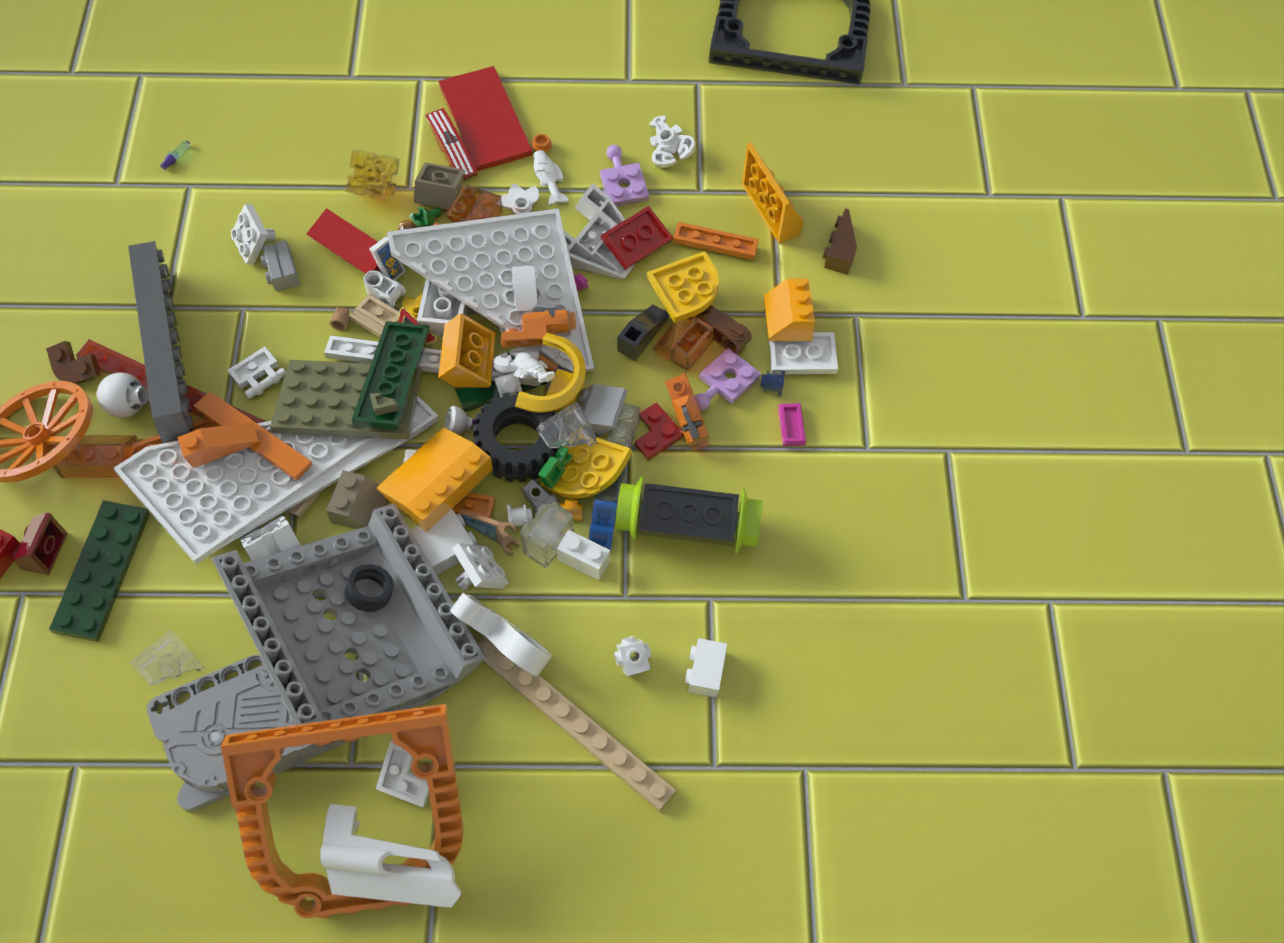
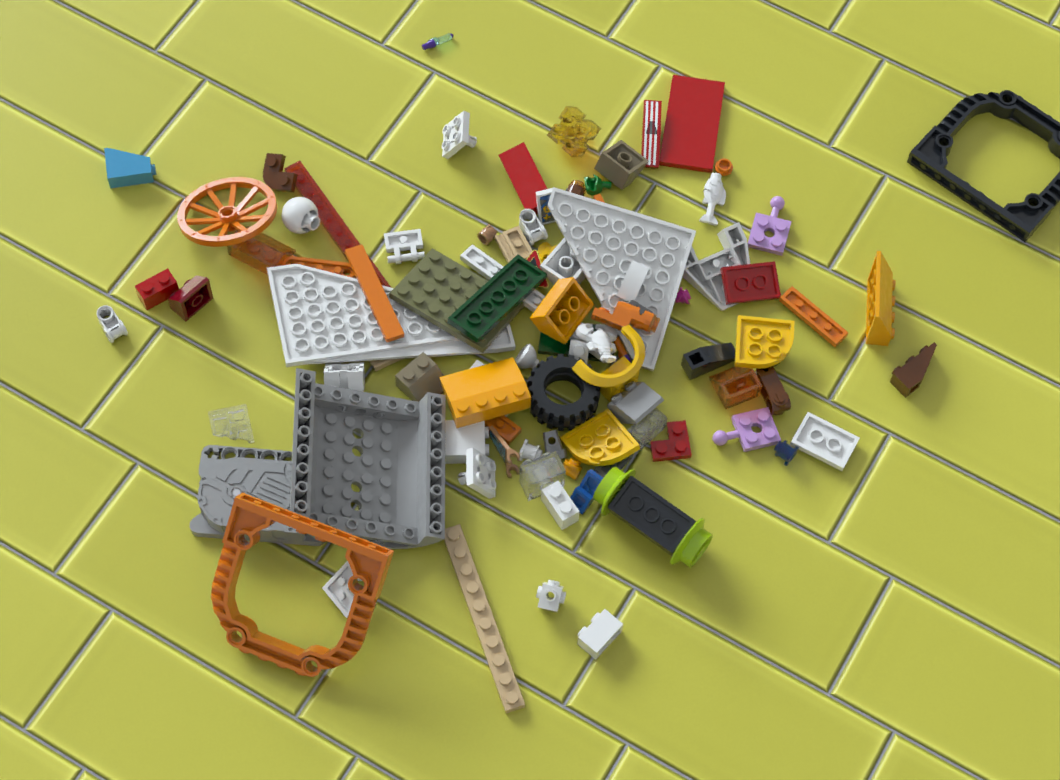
camera: 30 degrees right, 0 degrees up
(100, 571) = (221, 336): dark green plate -> none
(160, 342) = (347, 188): dark grey brick -> none
(217, 442) = (347, 286): orange slope -> none
(280, 266) = (466, 170): light grey brick -> none
(358, 869) = (279, 632): white panel -> none
(374, 573) = (400, 435): black tyre -> none
(383, 404) = (476, 318): olive tile -> none
(474, 205) = (637, 196): clear orange slope -> none
(504, 635) = (468, 532): white animal -> none
(520, 200) = (680, 204): white plate -> none
(553, 468) = (575, 430): green plate -> none
(567, 428) = (601, 405): clear slope -> none
(668, 142) = (827, 216): white animal -> none
(688, 411) = (703, 439): orange plate -> none
(790, 311) = (833, 403): light orange slope -> none
(791, 424) = (780, 492): dark pink tile -> none

